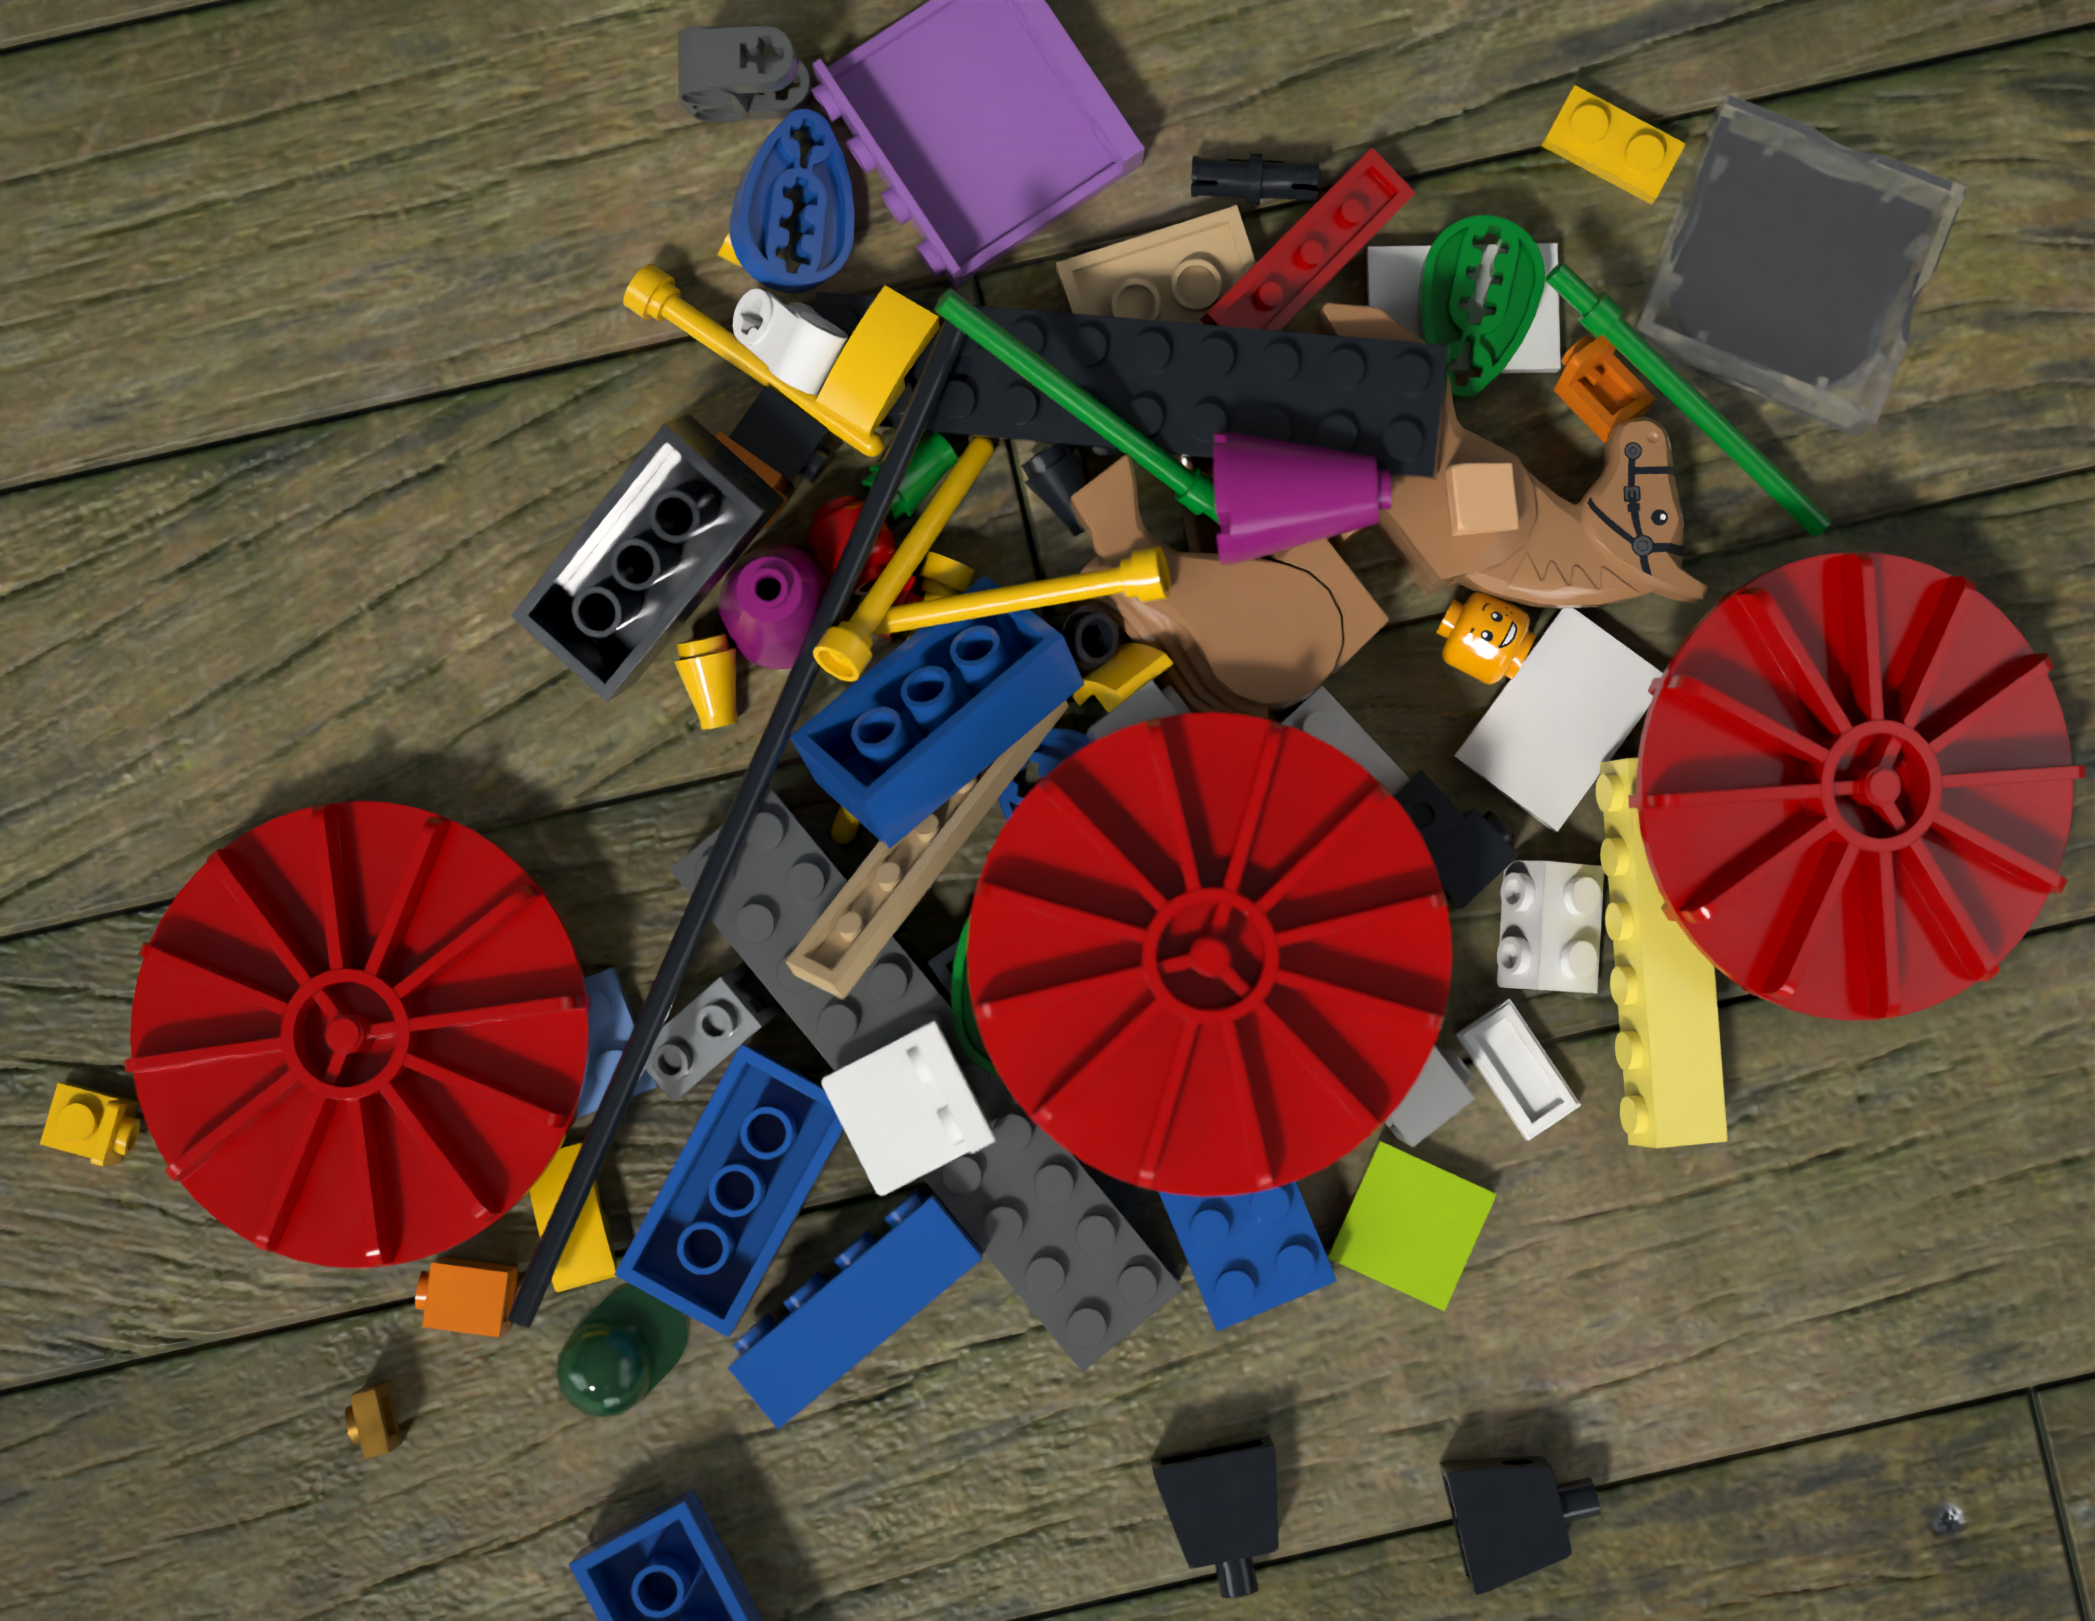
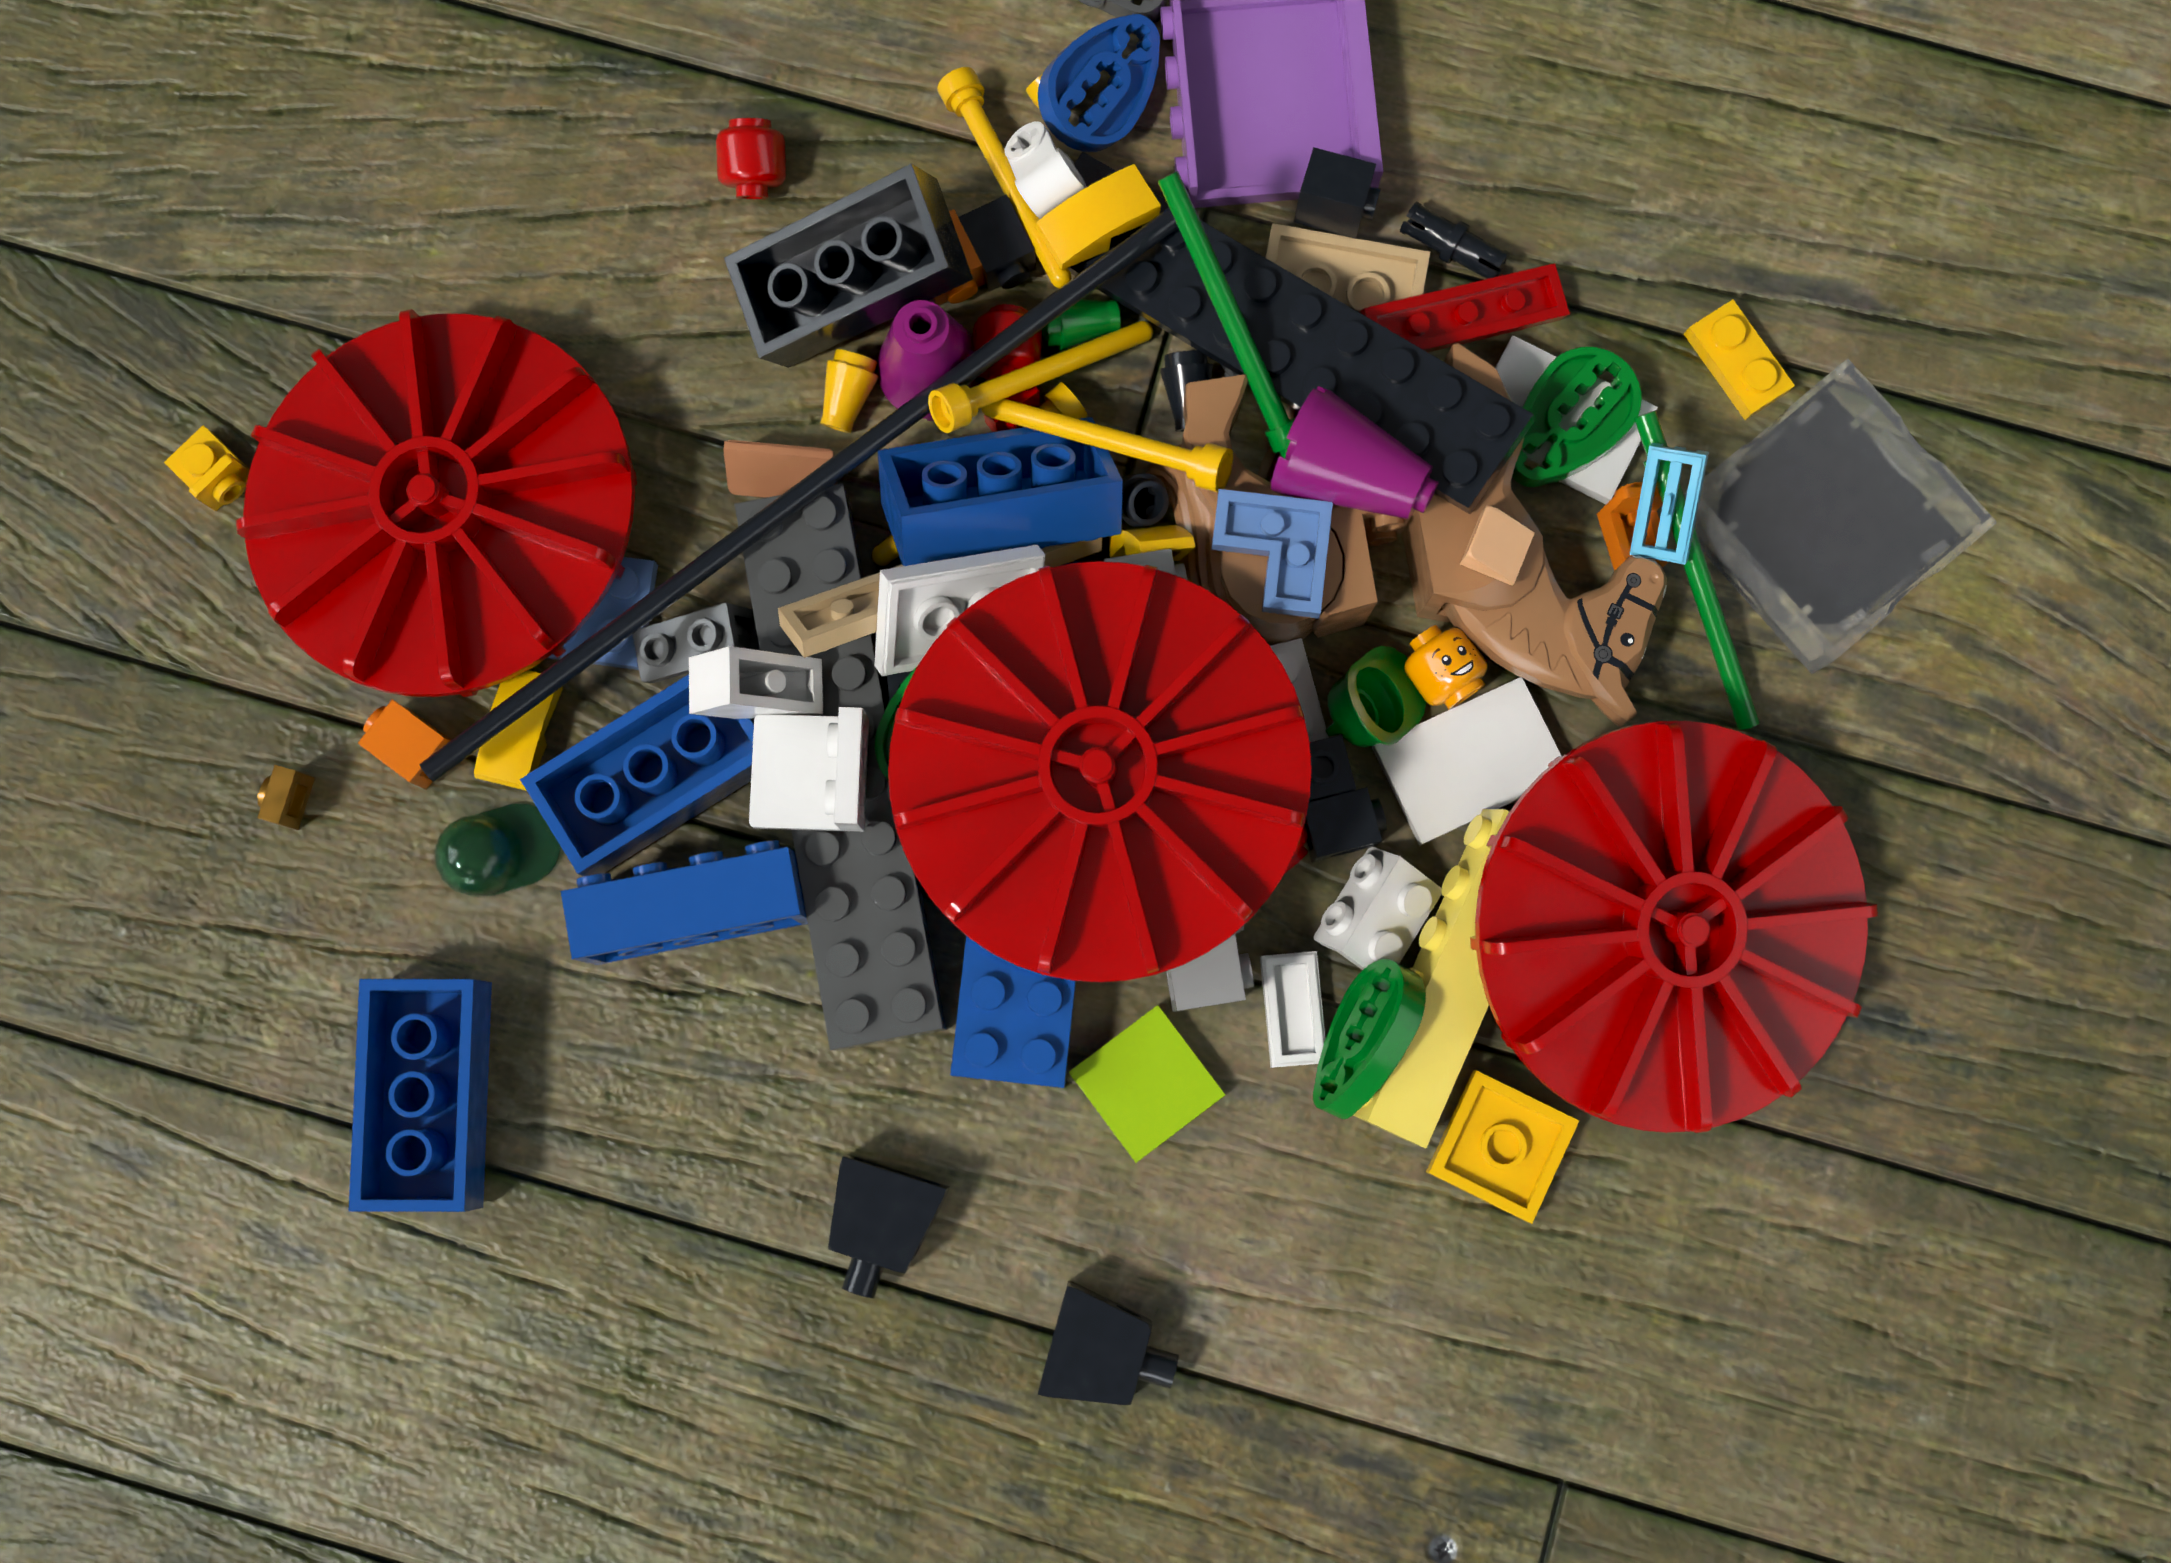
camera: 30 degrees right, 5 degrees down
(470, 486) = (751, 157): none -> red head
(684, 804) = (769, 468): none -> nougat slope
(803, 1051) = (754, 682): none -> white slope
(937, 870) = (925, 597): none -> white tile
(1109, 198) = (1336, 193): none -> black brick
(1263, 601) = (1291, 535): none -> medium blue plate
(1434, 712) = (1375, 700): none -> green piece
(1611, 1061) = (1368, 1036): none -> green piece
(1613, 303) = (1677, 456): none -> medium azure tile
(1799, 1094) = (1502, 1146): none -> yellow plate

